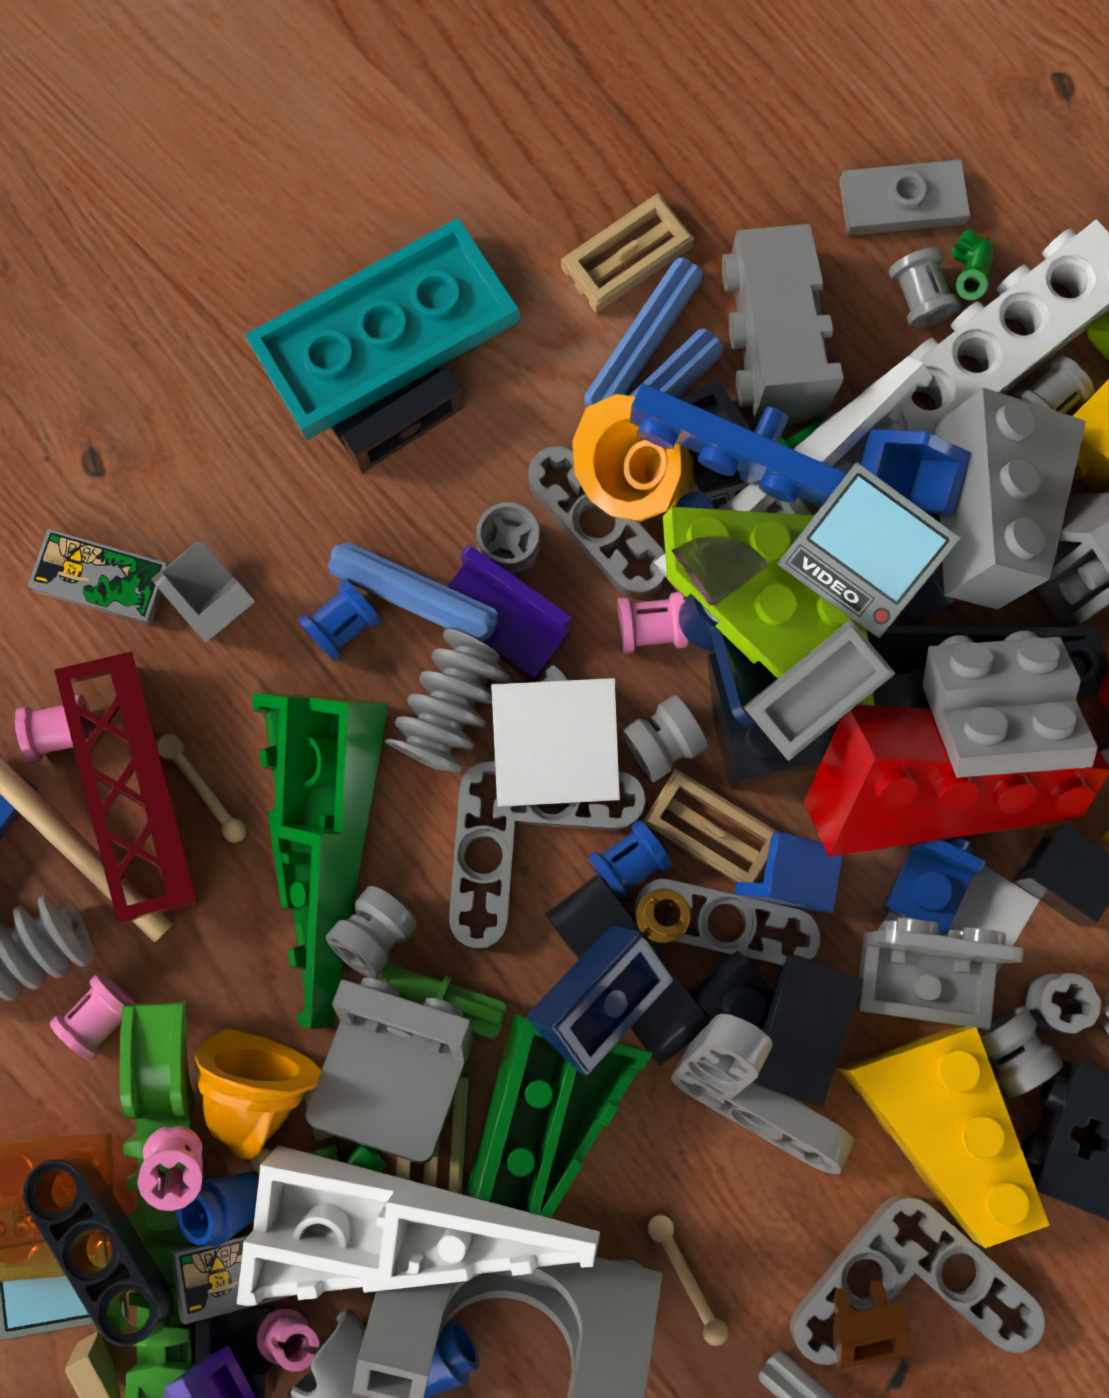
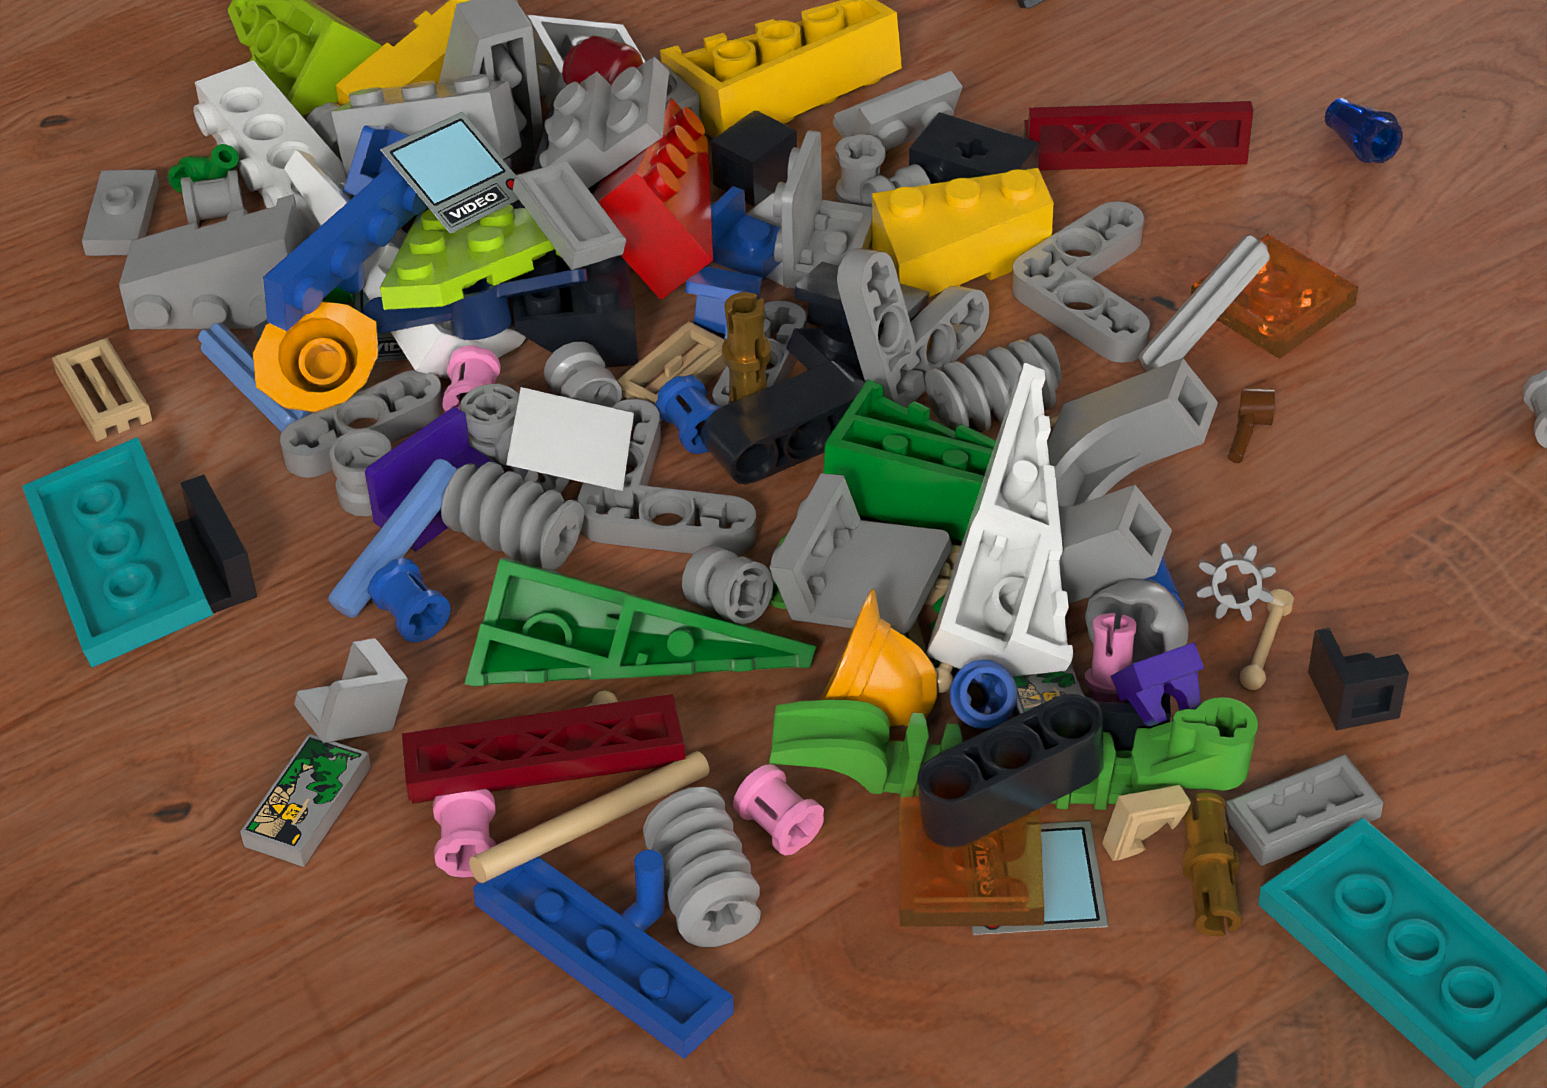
camera: 80 degrees left, 35 degrees down
(175, 1186) = (932, 703): bright pink bush -> none
(588, 661) = (489, 413): none -> light grey wheel
(600, 997) = (810, 400): dark blue slope -> none
(646, 331) = (192, 380): medium blue axle -> none
(695, 1193) = (987, 382): none -> light grey piece
(718, 565) = (445, 250): clear smoke tile -> none
(871, 1333) = (1114, 280): reddish brown tile -> none

